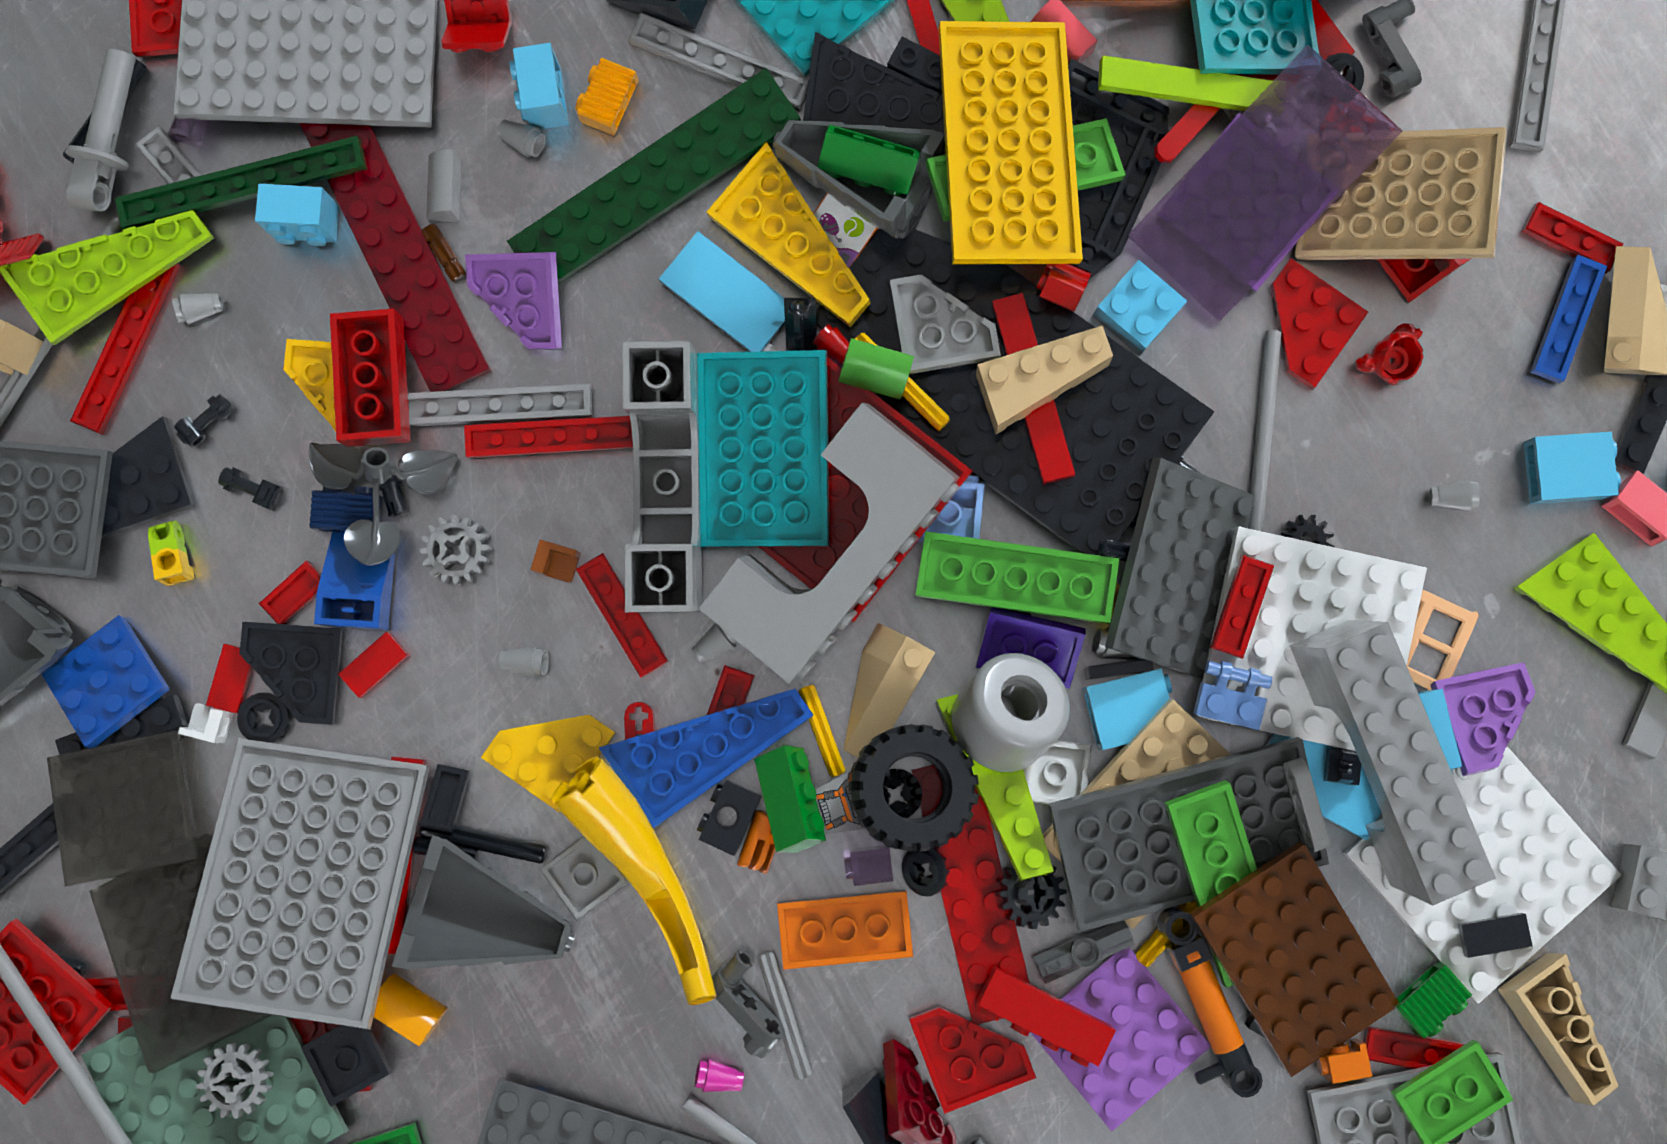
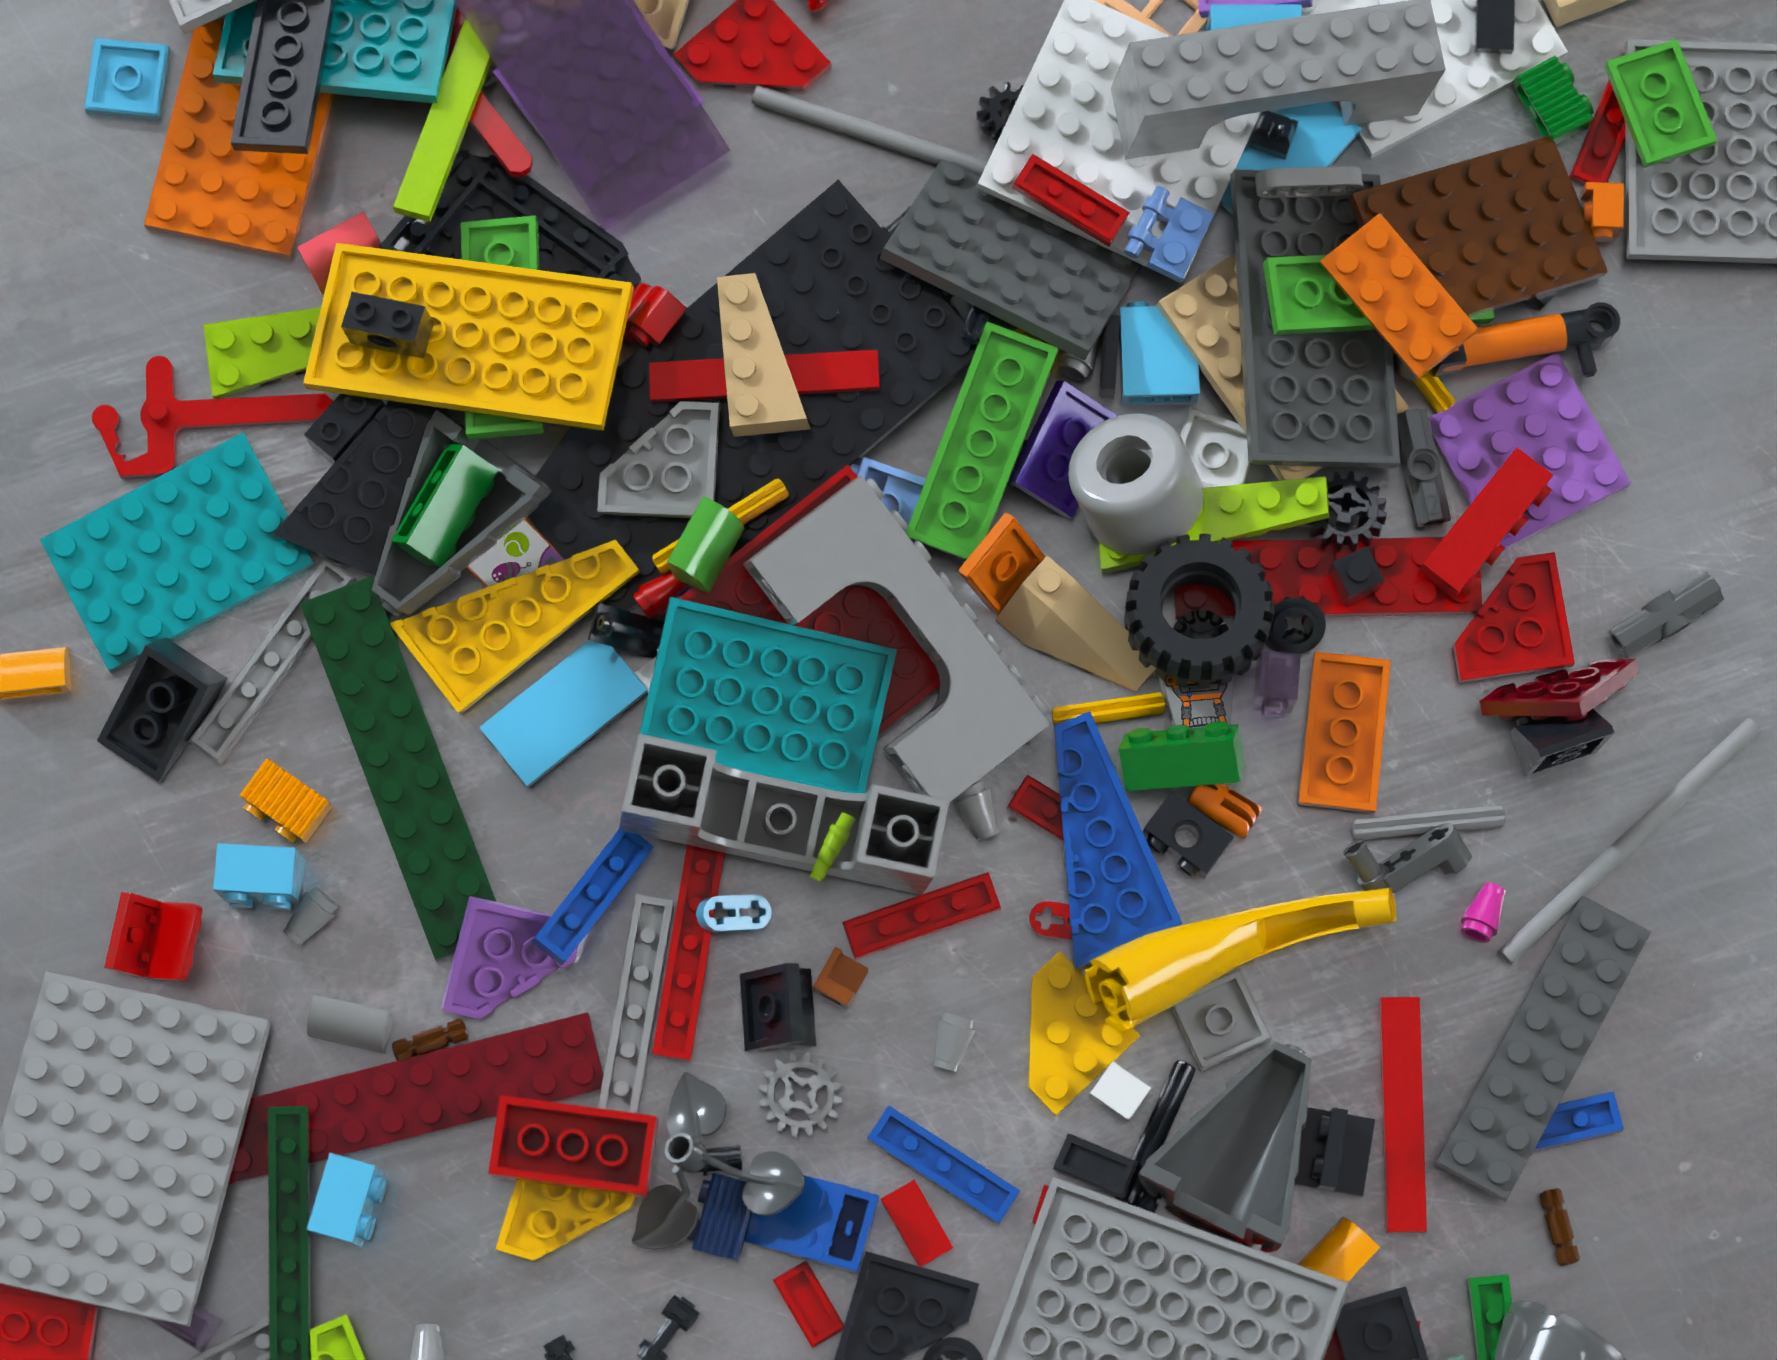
camera: 80 degrees left, 5 degrees down
(422, 676) = (943, 1164): none -> blue plate
(496, 992) = (1335, 1151): none -> black bracket
(508, 805) = (1119, 1091): none -> white panel
(520, 517) = (778, 1008): none -> black bracket
(538, 1042) = (1403, 1115): none -> red tile
(571, 345) = (592, 895): none -> blue plate
(583, 467) = (733, 904): none -> medium azure beam
(649, 527) = (833, 844): none -> lime animal
(921, 616) = (1001, 563): none -> orange tile
(975, 914) = (1356, 575): none -> black brick
(1000, 71) = (387, 324): none -> black brick
(1139, 307) = (693, 237): medium azure brick -> none
(1222, 903) = (1399, 296): none -> orange plate

